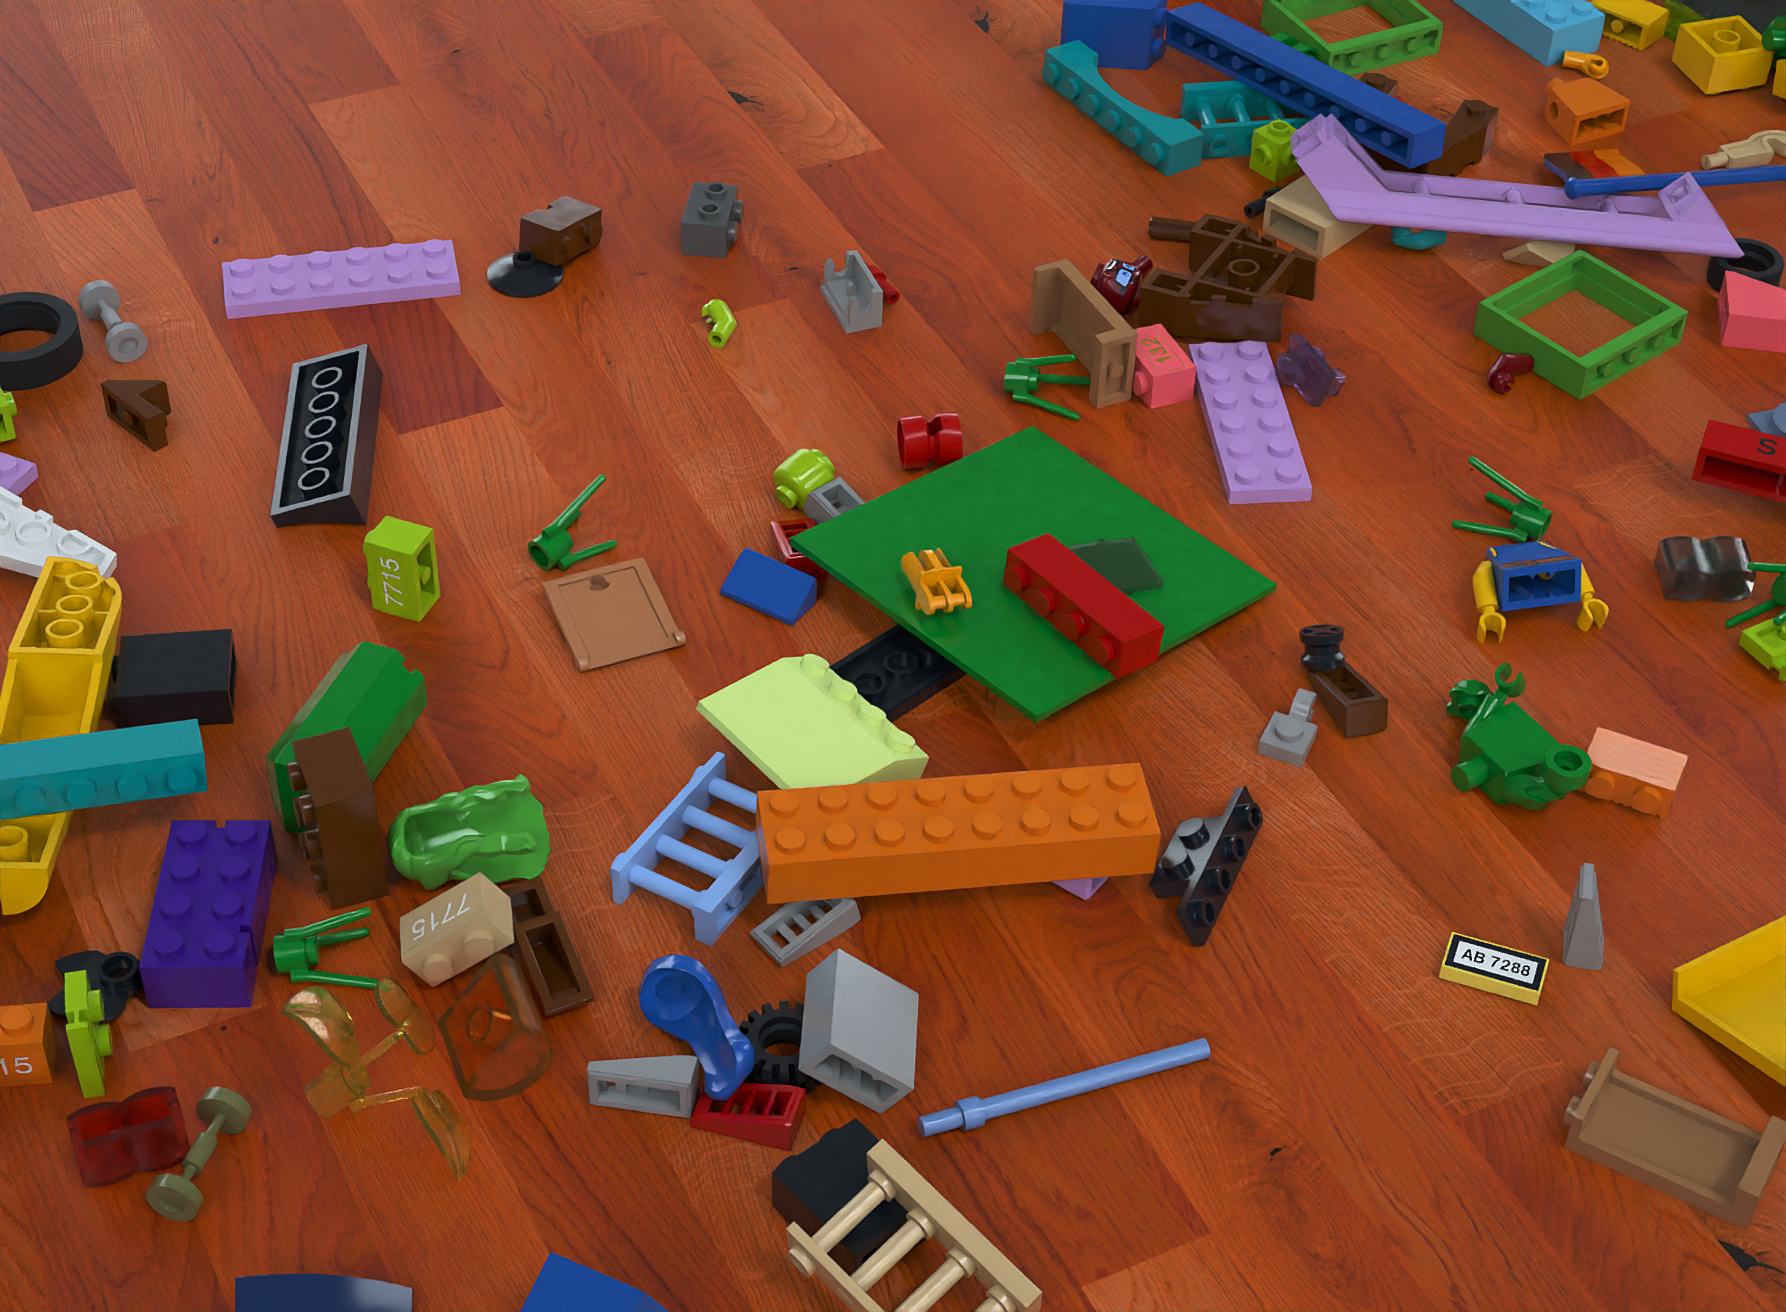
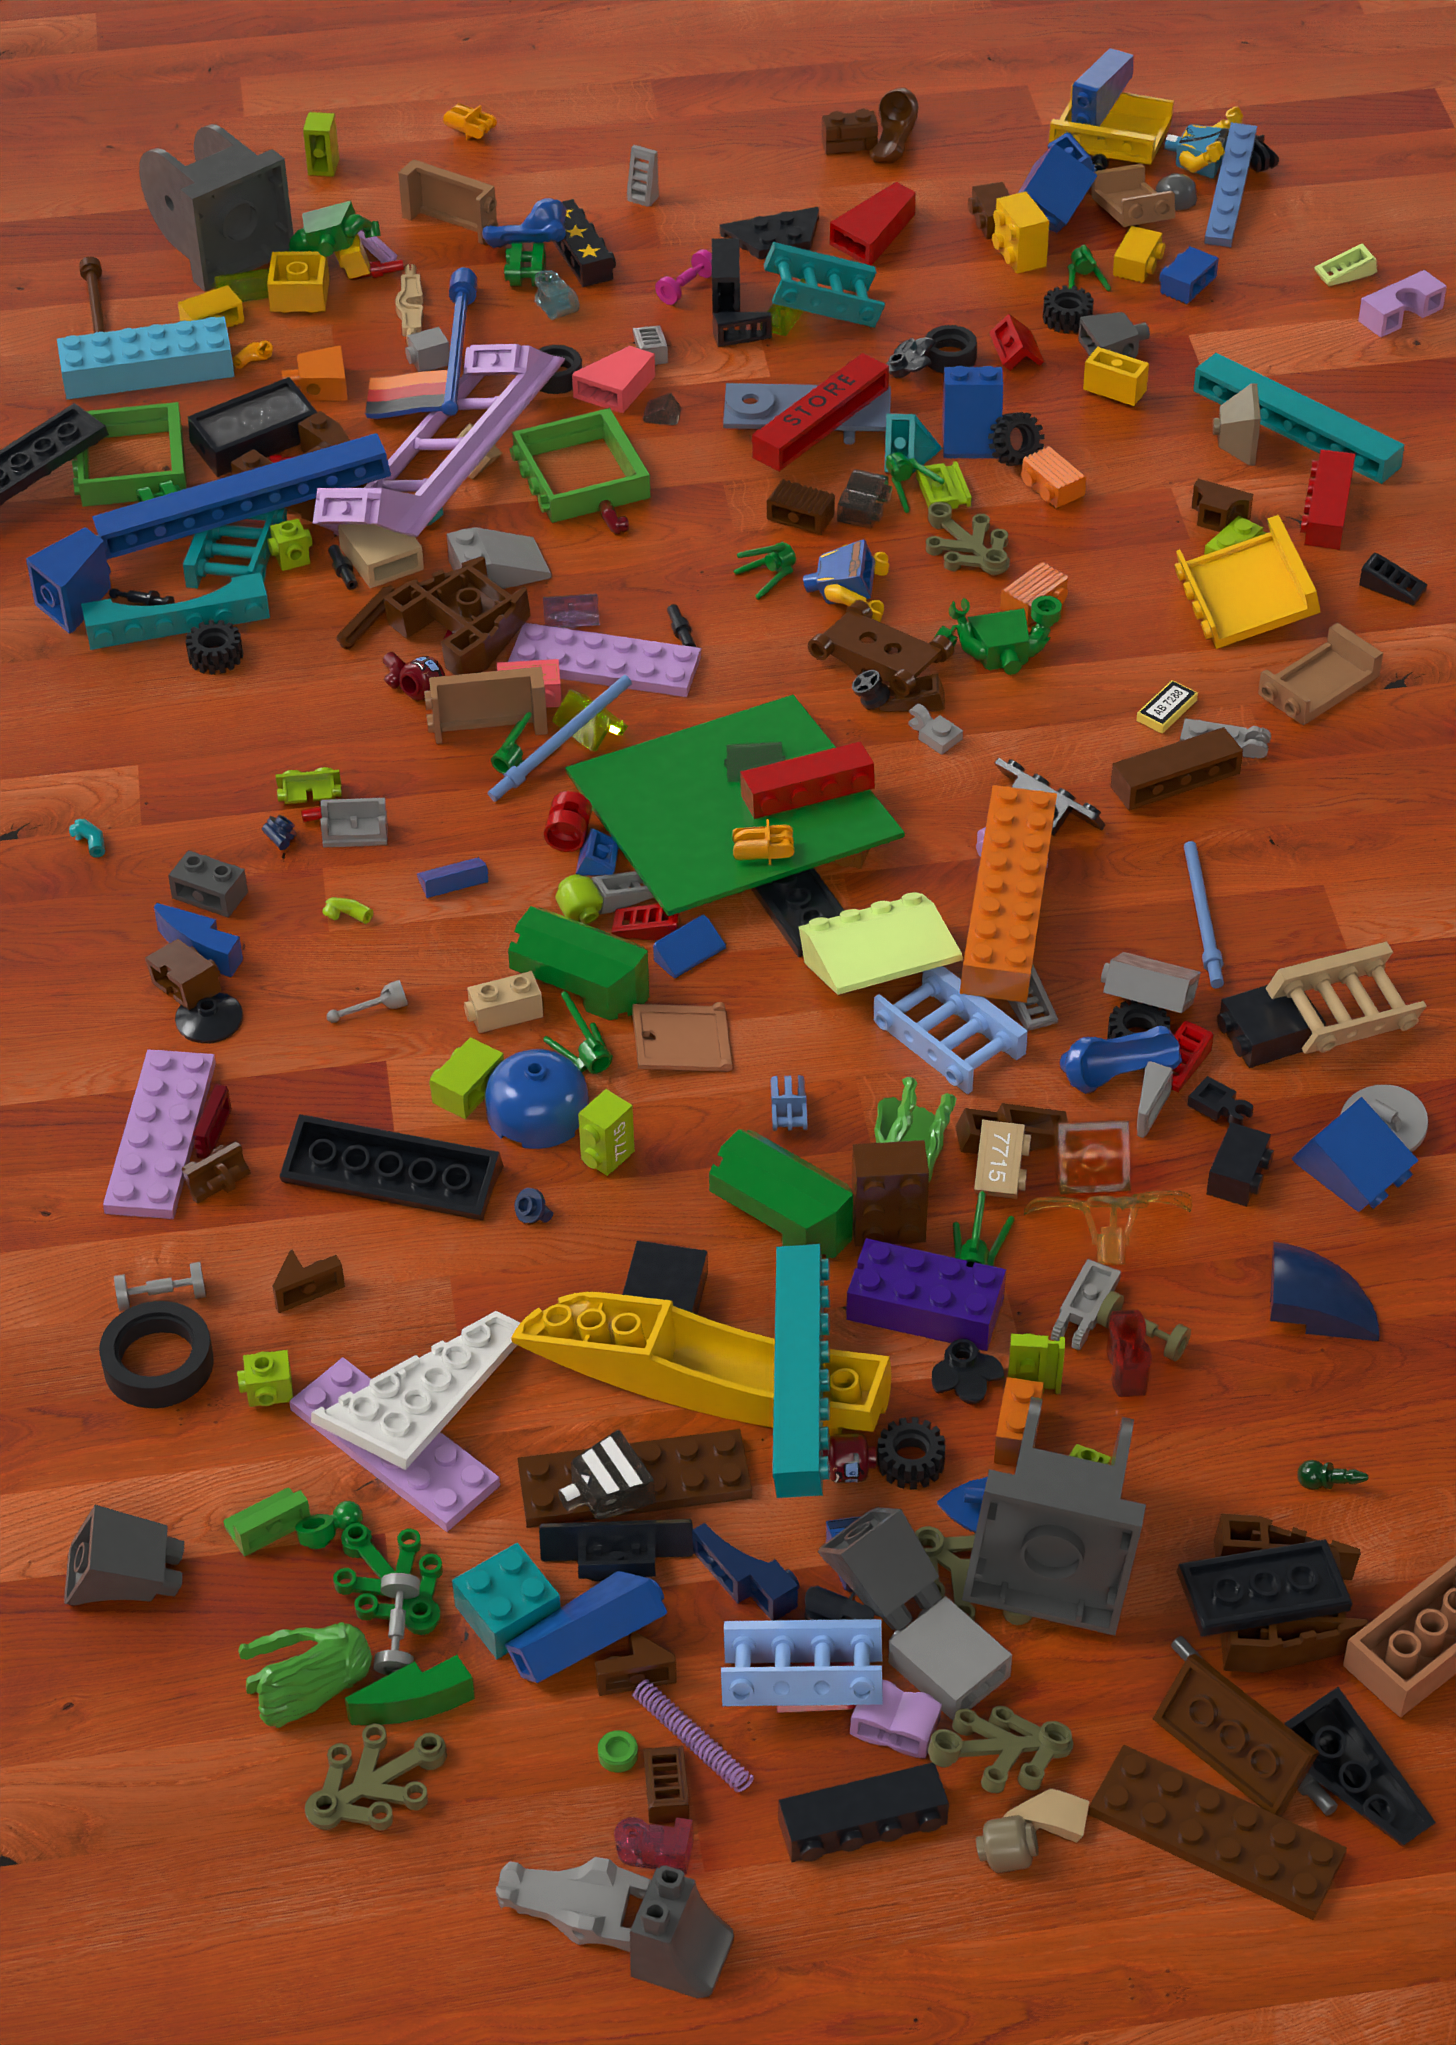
camera: 70 degrees left, 5 degrees up
(267, 1085) = (1084, 1301): none -> light grey hinge
(285, 320) = (216, 1172): none -> reddish brown hips
(296, 553) = (531, 1206): none -> dark blue plate
(355, 295) = (212, 1121): none -> dark red tile
(472, 509) = (536, 1098): none -> blue cylinder
(477, 458) = (463, 1079): none -> lime brick
(518, 723) = (788, 1109): none -> medium blue arm
(543, 1210) = (1239, 1164): none -> black brick
(588, 377) = (391, 996): none -> light grey hinge
(604, 449) = (504, 1002): none -> tan brick
(621, 233) = (201, 934): none -> blue slope
(669, 1164) = (1217, 1100): none -> black plate
(685, 493) = (582, 960): none -> green brick
(755, 140) = (84, 828): none -> teal arm
(808, 384) = (453, 877): none -> blue slope
(819, 247) = (279, 831): none -> dark blue plate
(880, 473) = (597, 855): none -> blue slope
(894, 250) = (323, 782): none -> lime hinge
(996, 391) = (516, 775): none -> medium blue bar
(1083, 144) = (218, 658): none -> black tyre
(1131, 426) = (595, 730): none -> clear neon green panel
(1134, 89) = (149, 599): none -> black piece
(1344, 467) = (680, 626): none -> black bar
(1344, 990) = (1176, 768): none -> reddish brown brick
(1363, 297) = (508, 556): none -> light grey slope
(1410, 667) = (898, 669): none -> reddish brown piece
(1443, 73) = (256, 421): none -> brick
(1461, 1044) = (1251, 740): none -> light grey hinge
(1583, 926) = (1159, 657): light grey slope -> none
(1643, 515) = (801, 506): none -> reddish brown brick
(1681, 721) = (990, 560): none -> olive plant
(1693, 158) = (428, 349): none -> light grey brick
(1747, 373) = (662, 410): none -> clear smoke slope

